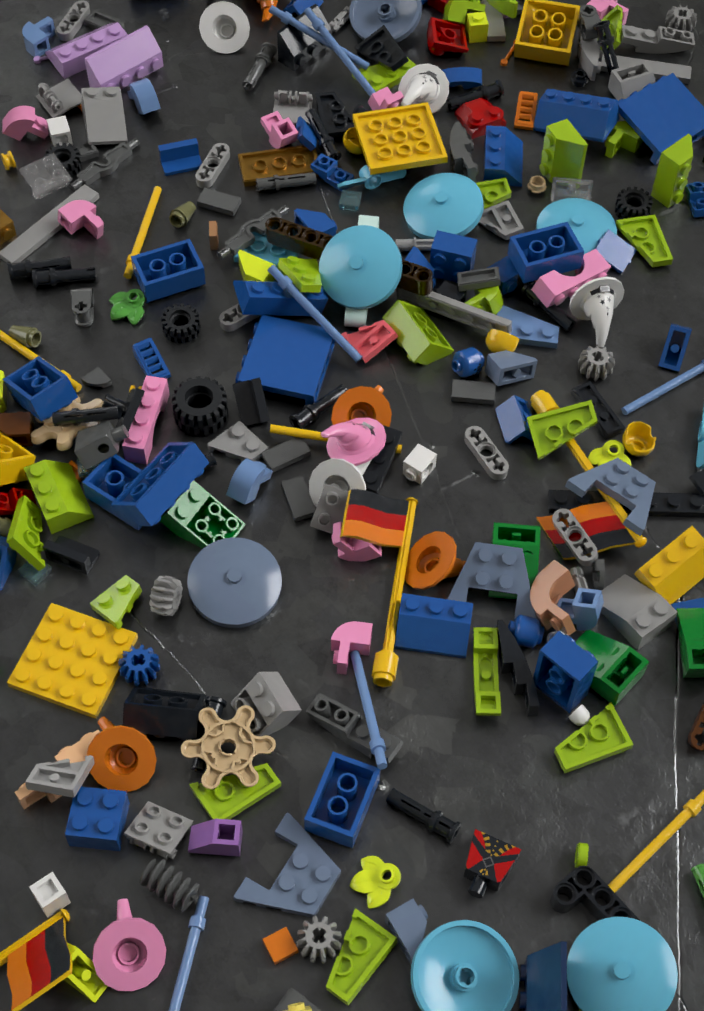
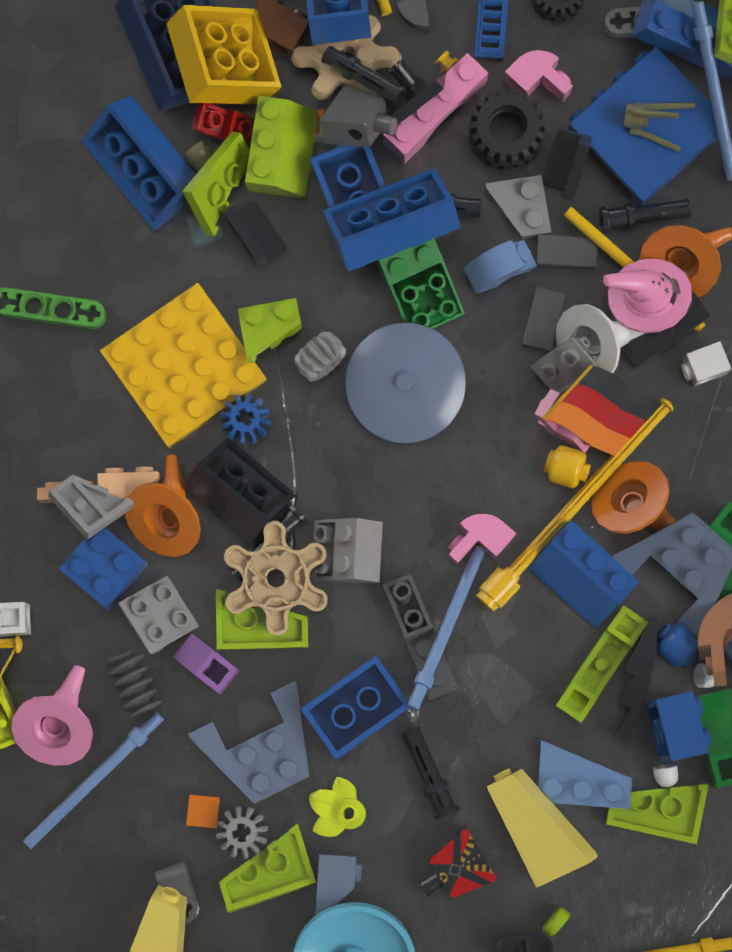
camera: 35 degrees right, 25 degrees up
(199, 365) = (536, 69): none -> bright pink brick
(278, 350) = (638, 116): none -> olive plant
(376, 568) = (567, 466): none -> yellow head
(528, 753) = (578, 781): none -> medium blue wing
(528, 801) = (539, 830): none -> light yellow slope

